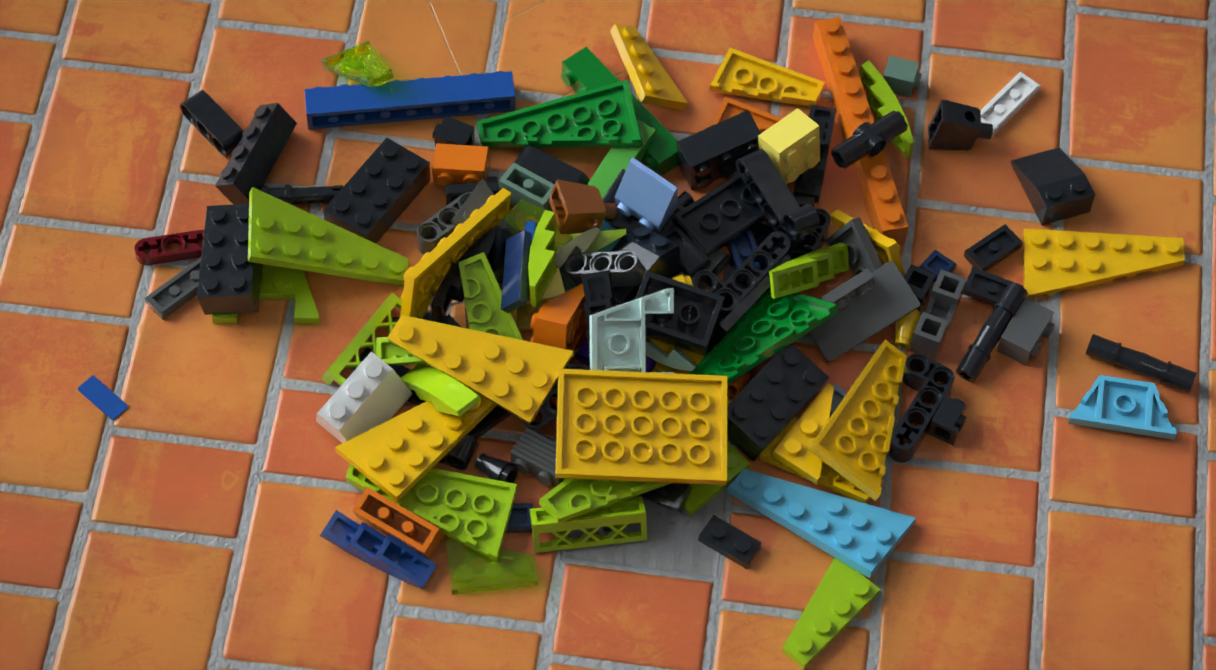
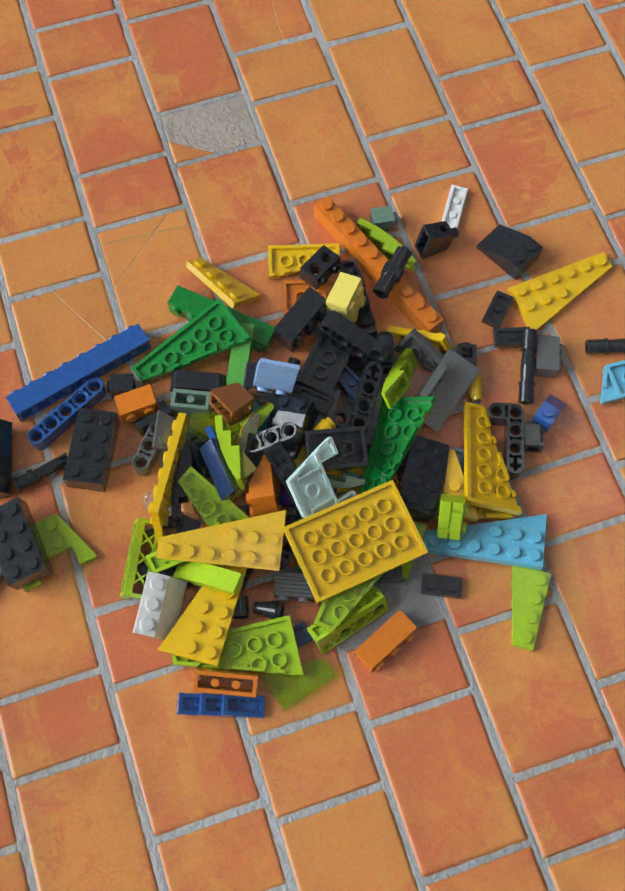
camera: 25 degrees left, 10 degrees up
(301, 241) = (60, 510): lime wing -> none
(360, 65) = (35, 362): clear neon green wing -> none
(399, 129) = (65, 422): none -> blue beam
(621, 569) = (386, 641): none -> orange brick
(779, 98) = (318, 265): none -> black brick
(782, 458) = (451, 516): none -> lime brick
(936, 262) = (470, 335): dark blue tile -> none
(938, 314) = (488, 362): dark grey arch -> none
(988, 400) = (548, 412): none -> blue slope

